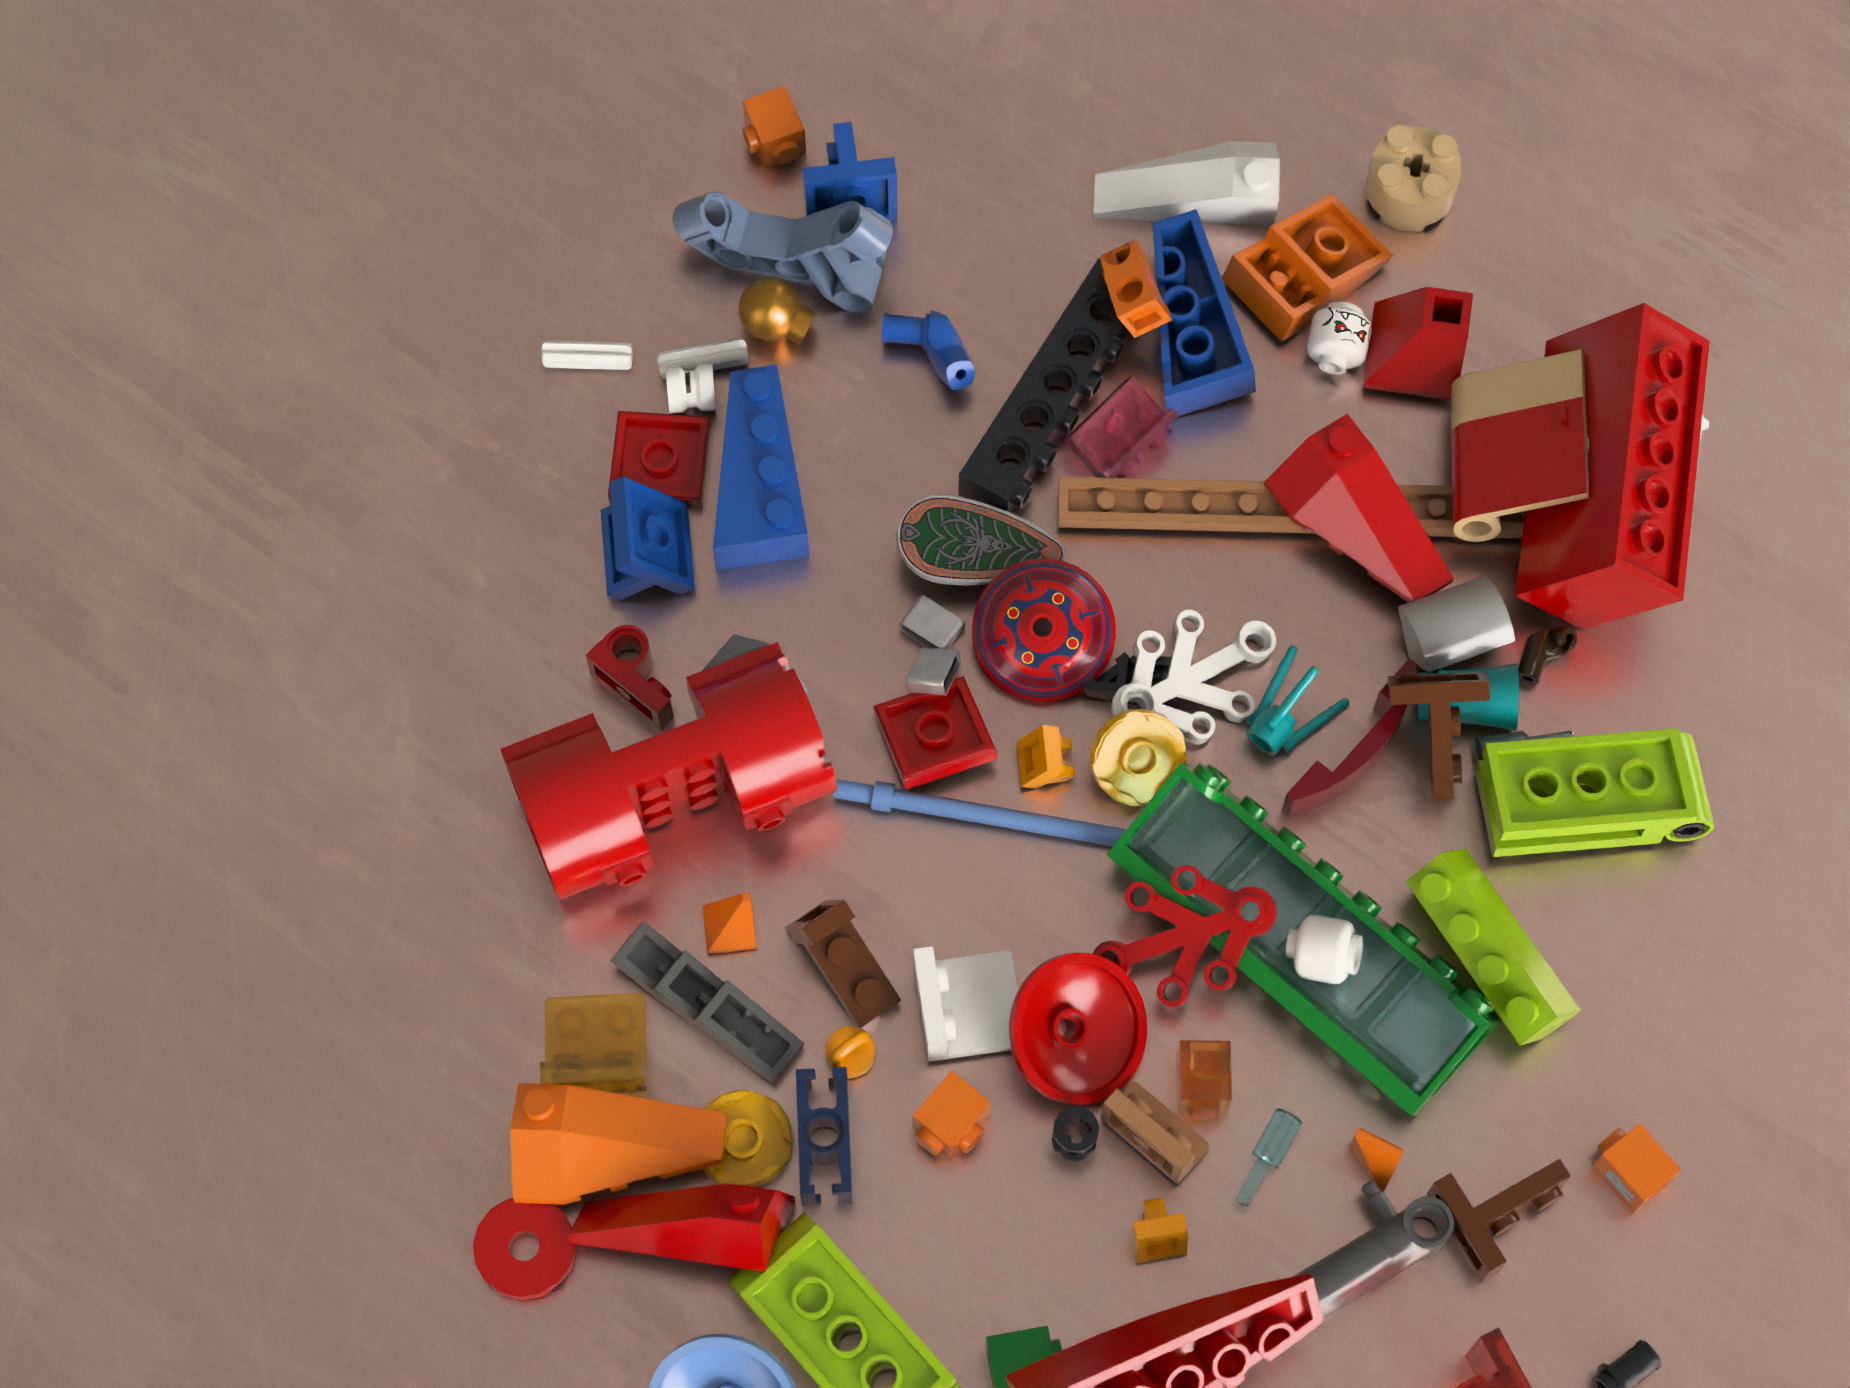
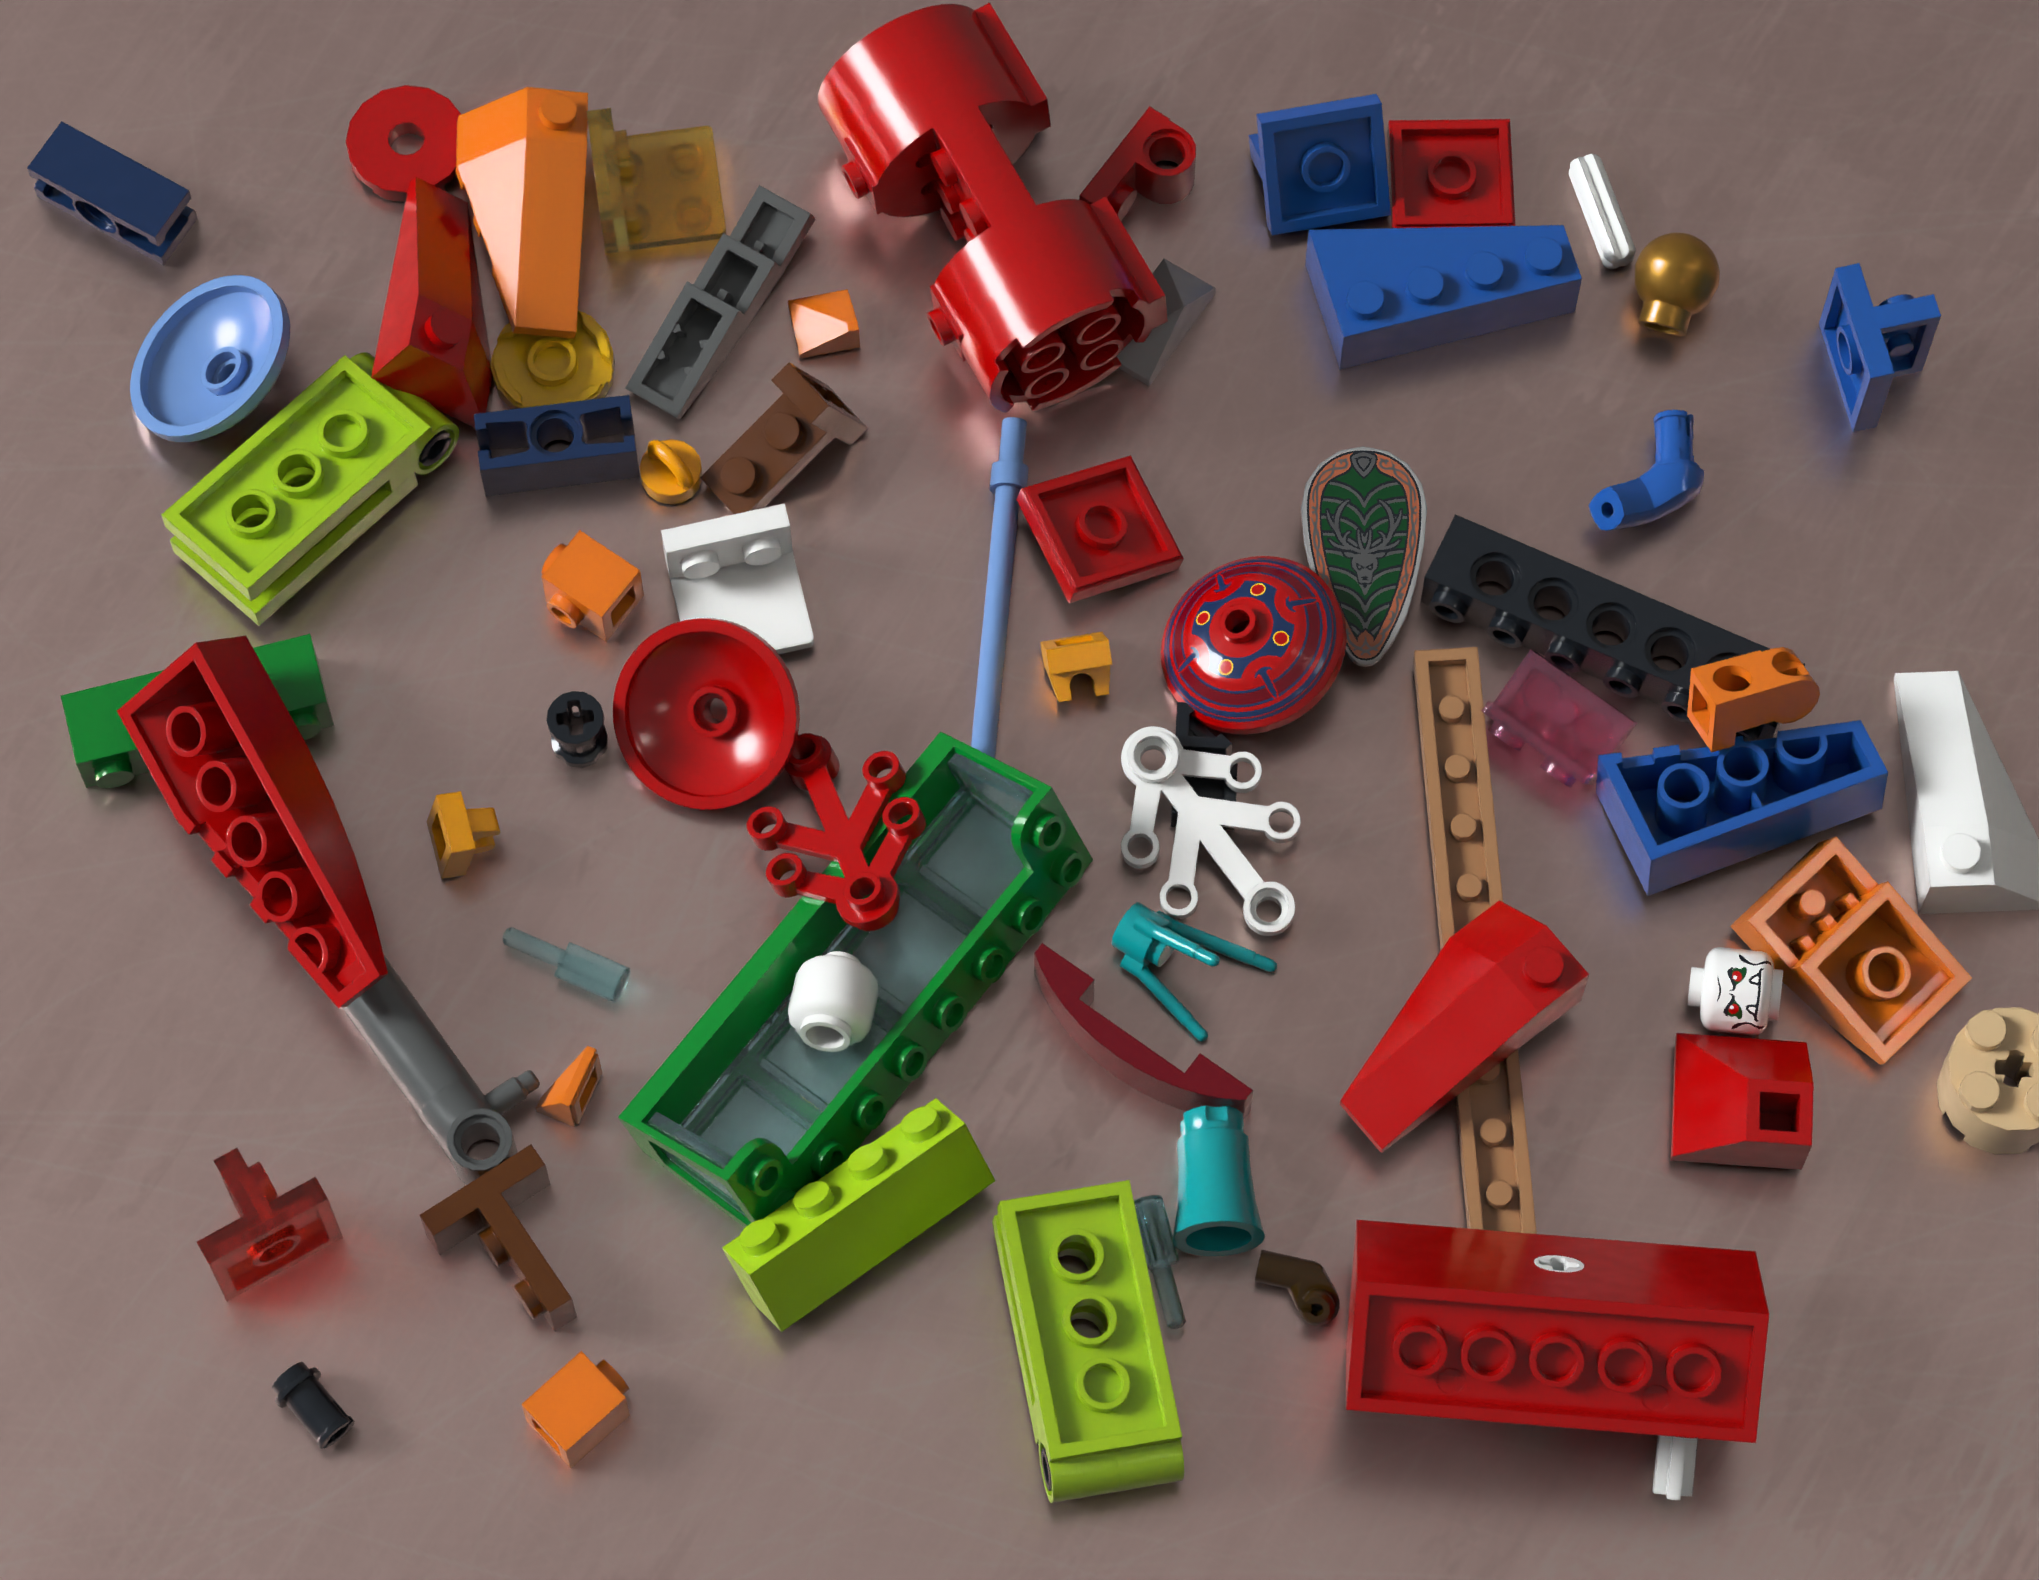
camera: 85 degrees right, 0 degrees up
(587, 355) = (1587, 76): white axle -> none
(701, 384) = (1548, 192): white wheel -> none
(773, 127) = (1957, 256): orange brick -> none
(831, 248) = (1774, 335): sand blue connector -> none
(931, 624) = (1253, 518): flat silver piece -> none
(933, 671) = (1183, 519): flat silver piece -> none
(1136, 755) = (1088, 762): yellow tile -> none
(1154, 1130) = (586, 818): medium nougat bracket -> none
(1204, 1078) = (659, 874): clear orange brick -> none
(1443, 720) = (1180, 1122): reddish brown bracket -> none
(1455, 624) = (1315, 1156): light grey brick -> none
(1517, 441) = (1578, 1201): red door -> none

